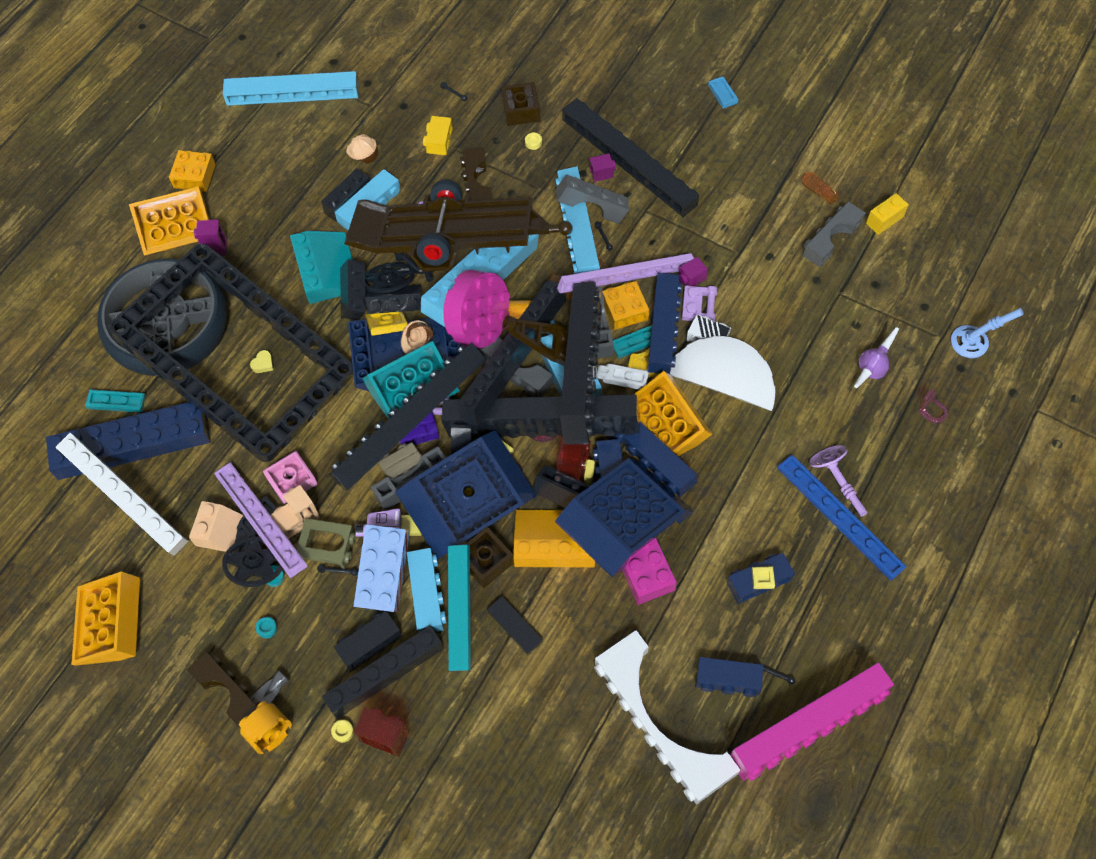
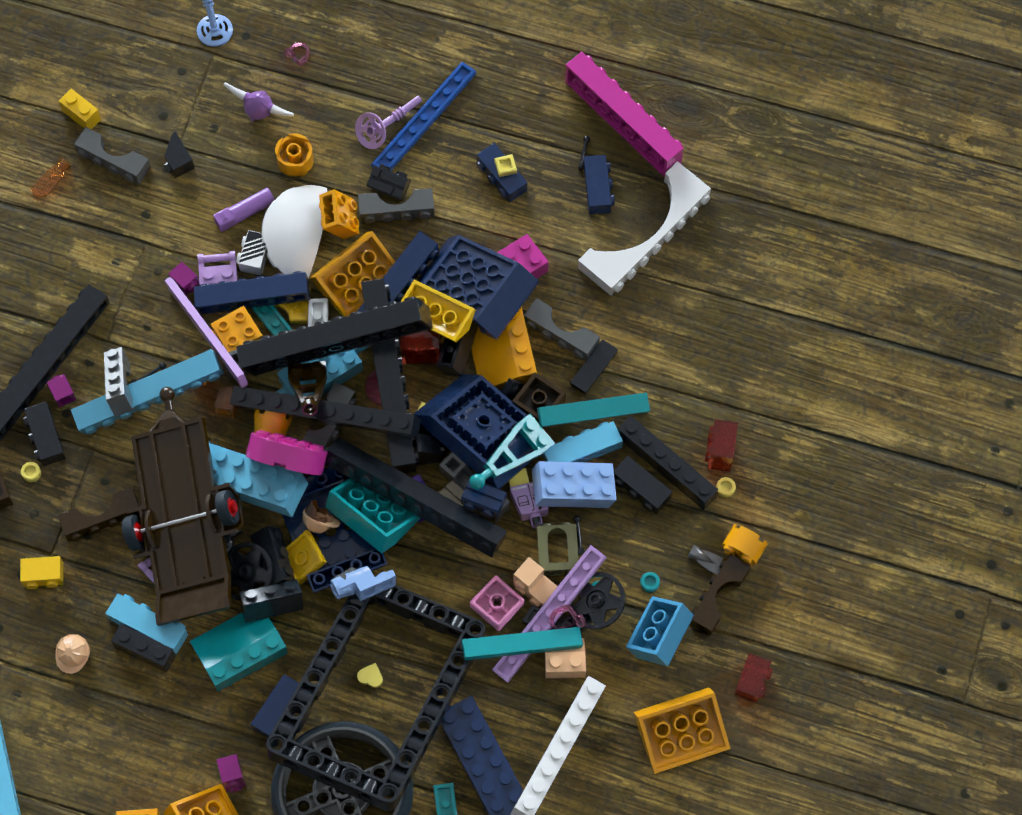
camera: 105 degrees left, 5 degrees up
(128, 703) = (753, 678): none -> clear red brick
(203, 617) = (659, 631): none -> dark azure brick
(233, 484) = (522, 643): none -> teal tile
(254, 528) = (579, 619): none -> clear pink piece
(262, 280) = (274, 706): none -> dark blue brick
(339, 355) = (362, 583): none -> light blue plate
(386, 474) = (487, 500): none -> dark blue brick
(443, 536) = (532, 433): none -> plate
(505, 534) = (512, 388): none -> black plate
(563, 151) = (43, 434): none -> black brick
(580, 582) = (579, 342): none -> dark grey arch
(595, 466) = (448, 315): none -> yellow slope
(733, 407) = (339, 214): none -> light orange brick
(736, 489) = (417, 206): none -> dark grey arch
(757, 332) = (238, 212): none -> medium lavender piece
(765, 464) = (388, 182): none -> black brick
(810, 382) = (294, 155): none -> light orange brick
(826, 285) = (177, 157): none -> black slope

